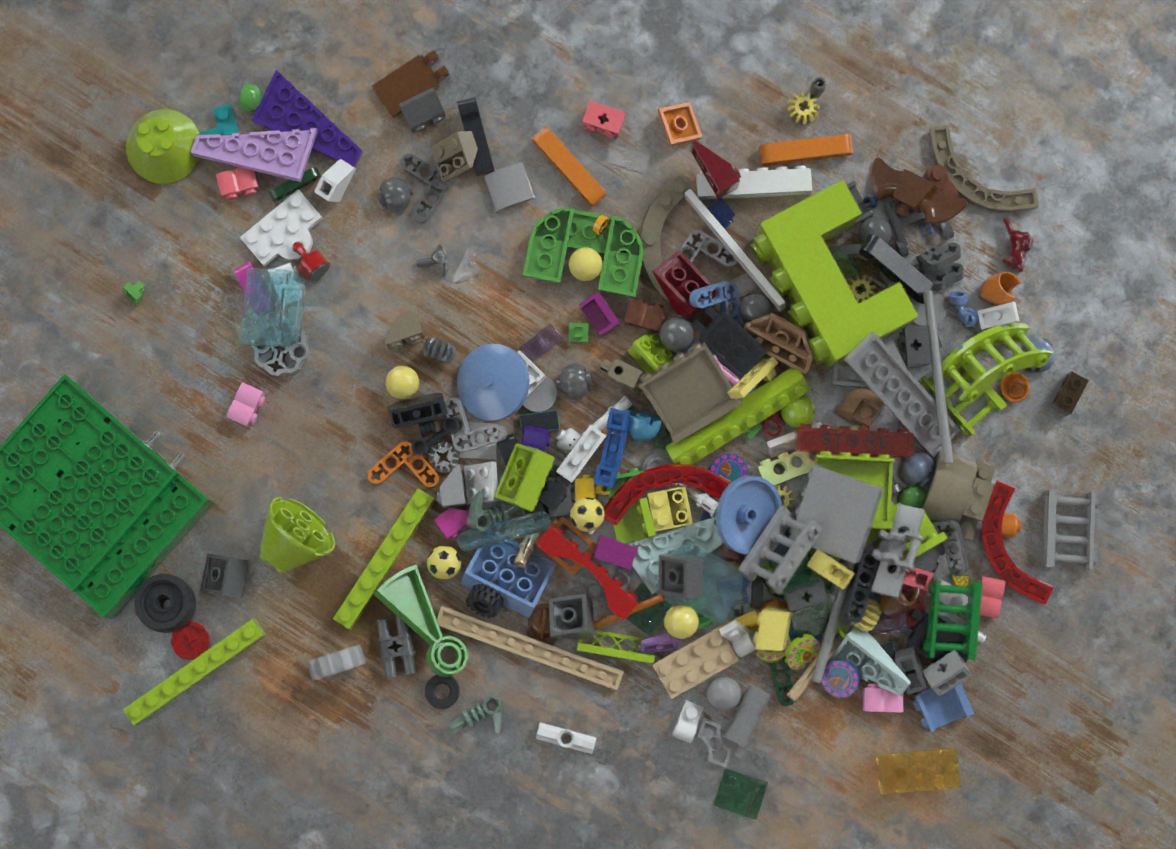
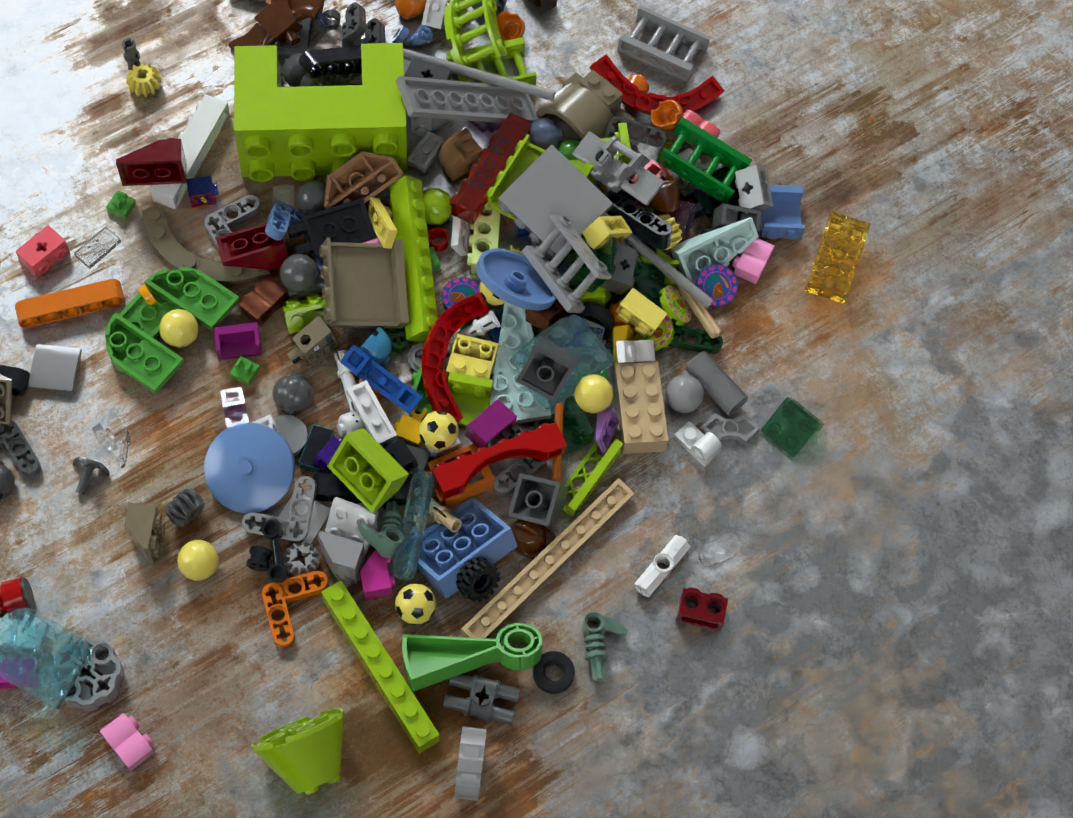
camera: 70 degrees left, 20 degrees down
(417, 410) = (236, 556): black brick -> none
(540, 784) = (701, 615): none -> dark red brick
(678, 155) = (121, 204): none -> bright green tile
(679, 123) = (91, 187): orange slope -> none
(735, 250) = (245, 188): white tile -> none
(805, 150) = (184, 95): orange beam -> none
(984, 566) = (667, 115): none -> orange hair

